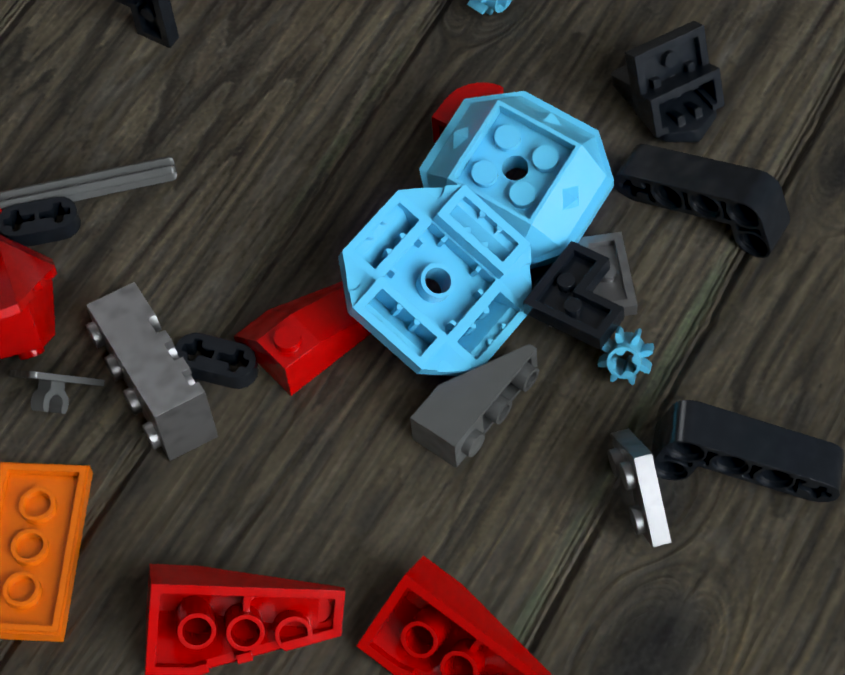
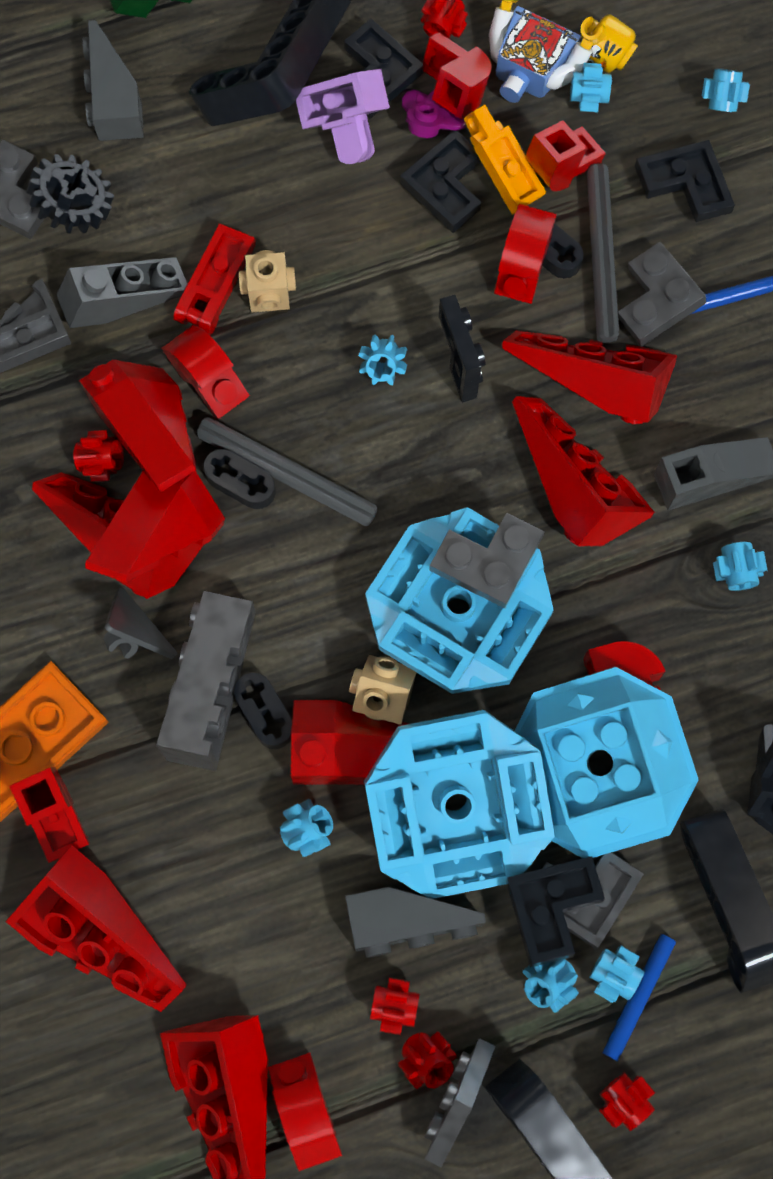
camera: 35 degrees right, 15 degrees up
(70, 49) = (383, 371): none -> medium azure gear
(99, 558) = (50, 811): none -> red brick
(294, 125) = (447, 647): none -> medium azure piece
(302, 112) = (490, 570): none -> flat silver plate
(313, 267) = (382, 689): none -> tan brick
(328, 31) = (579, 489): none -> red wedge
(332, 405) = (306, 828): none -> medium azure gear
(524, 467) = (394, 1006): none -> red gear
(532, 593) = (304, 1112): none -> red brick
(586, 482) = (427, 1060): none -> red gear
(668, 310) = (616, 974): none -> medium azure gear
(701, 320) = (635, 1006): none -> blue bar
(762, 385) = (627, 1101): none -> red gear

